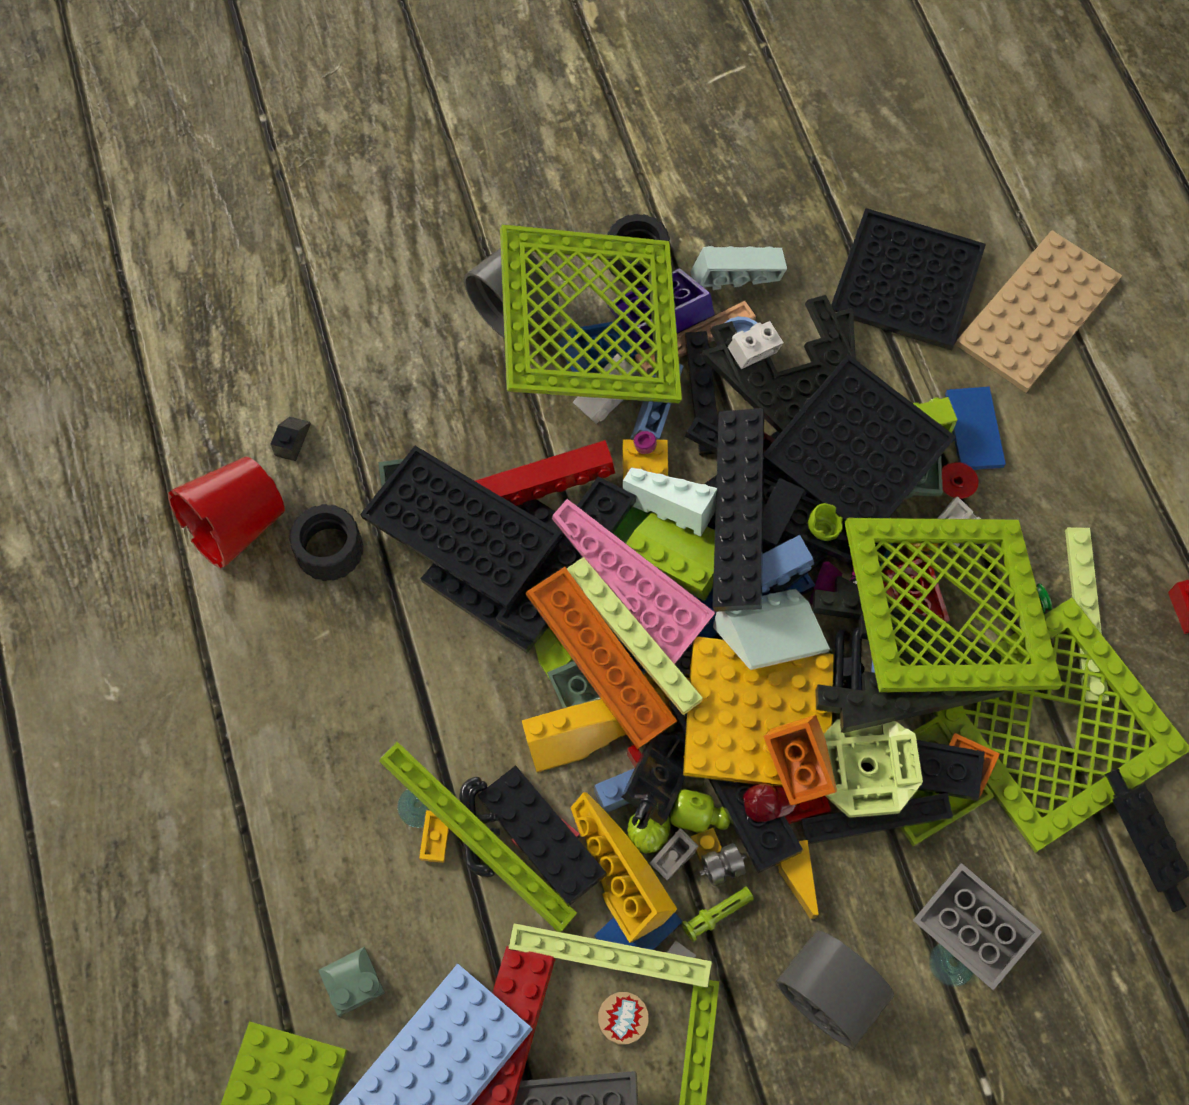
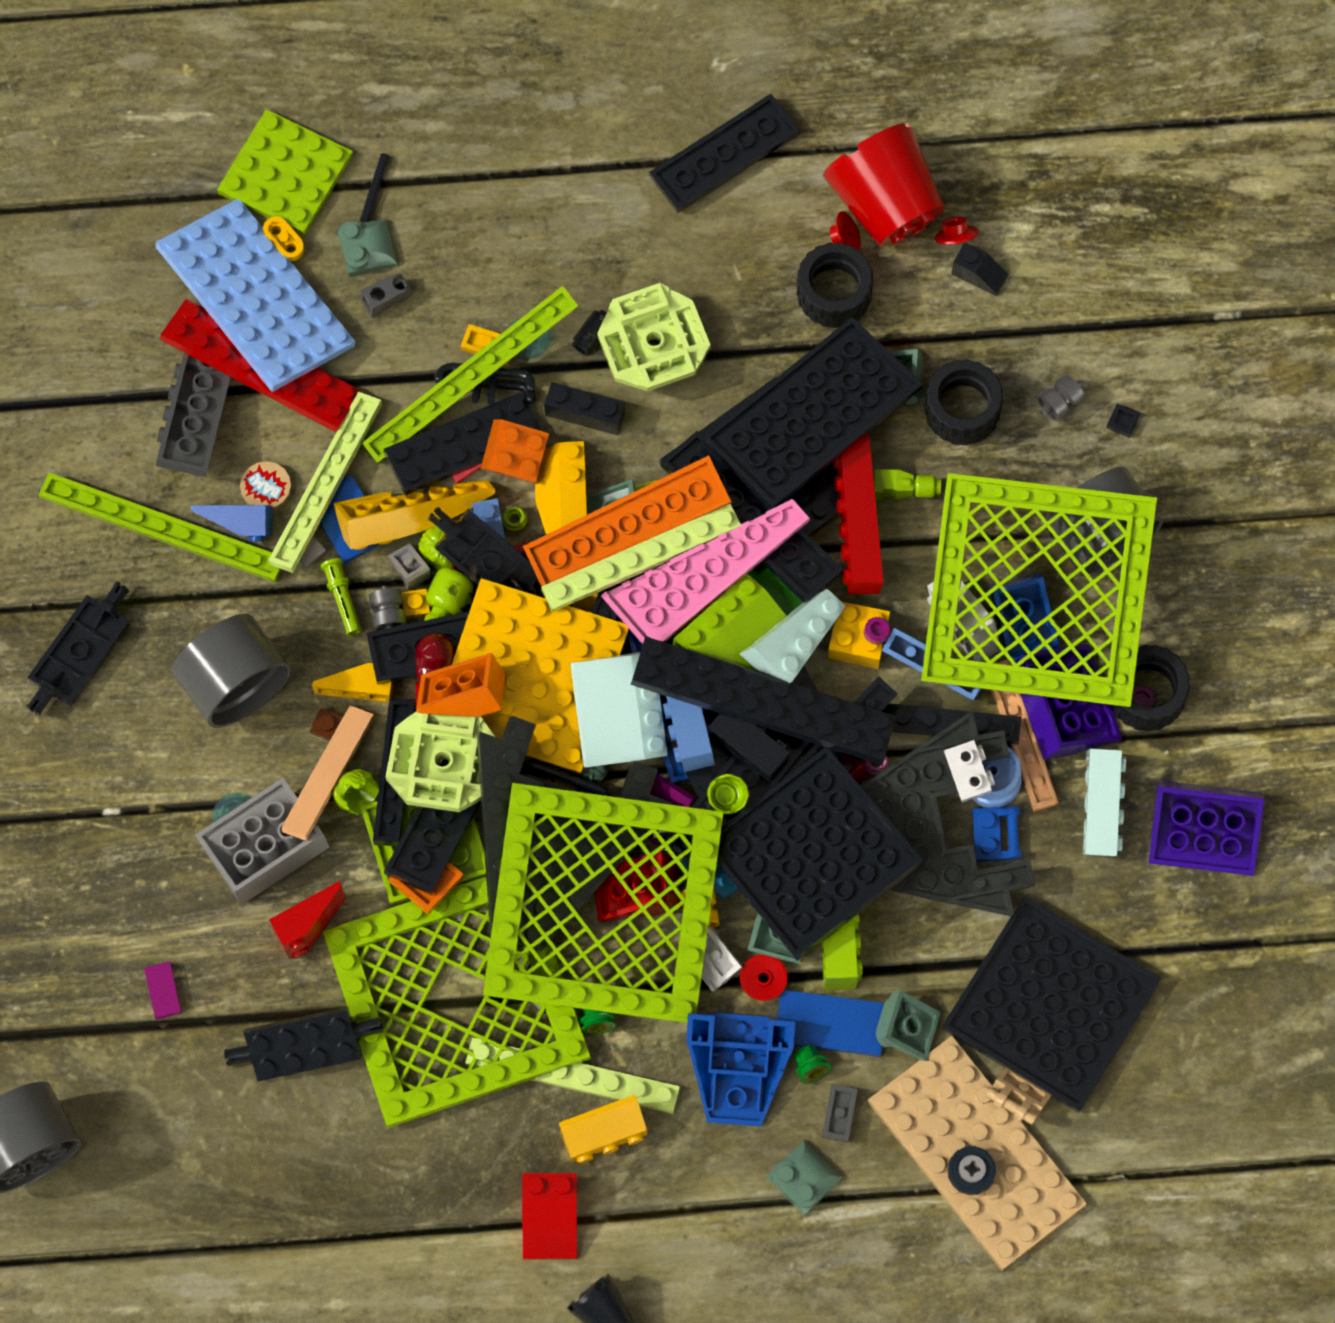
camera: 105 degrees right, 5 degrees up
(206, 666) = (724, 153): none -> black plate
(262, 453) = (956, 231): none -> red piece
(273, 548) = (845, 231): none -> red piece
(286, 989) = (374, 188): none -> black bar
(356, 1067) = (285, 239): none -> yellow plate
(397, 352) = (1058, 399): none -> flat silver wheel
(401, 948) = (384, 294): none -> dark grey leg
(403, 659) = (649, 316): none -> yellowish green piece
(408, 310) = (1123, 420): none -> black tile
(411, 742) = (586, 338): none -> black head
(413, 399) = (963, 374): none -> black tyre
(484, 732) = (584, 408): none -> black brick
(500, 445) = (903, 485): none -> lime piece
(544, 780) = (514, 451): none -> orange brick
(603, 766) = (514, 512): none -> lime plate
(666, 1031) = (243, 520): none -> slope
(735, 199) = (1205, 827): none -> dark purple slope
(793, 343) = (987, 834): none -> blue plate
(844, 897) = (325, 724): none -> reddish brown plate
(898, 877) = (327, 773): none -> light nougat tile
(902, 851) = (355, 790): none -> lime hair
(962, 370) = (907, 1025): none -> sand green slope
(984, 284) = (1020, 1090): none -> tan plate
(1016, 432) = (811, 1064): none -> green piece
(1032, 484) = (738, 1063): none -> blue wedge
(1042, 863) = (304, 922): none -> red slope
(1046, 406) = (839, 1113): none -> dark grey plate
(1054, 304) = (970, 1180): none -> black wheel
(1104, 423) = (804, 1178): none -> sand green slope
(1127, 574) = (603, 1129): none -> yellow slope
(1139, 986) = (163, 990): none -> magenta tile

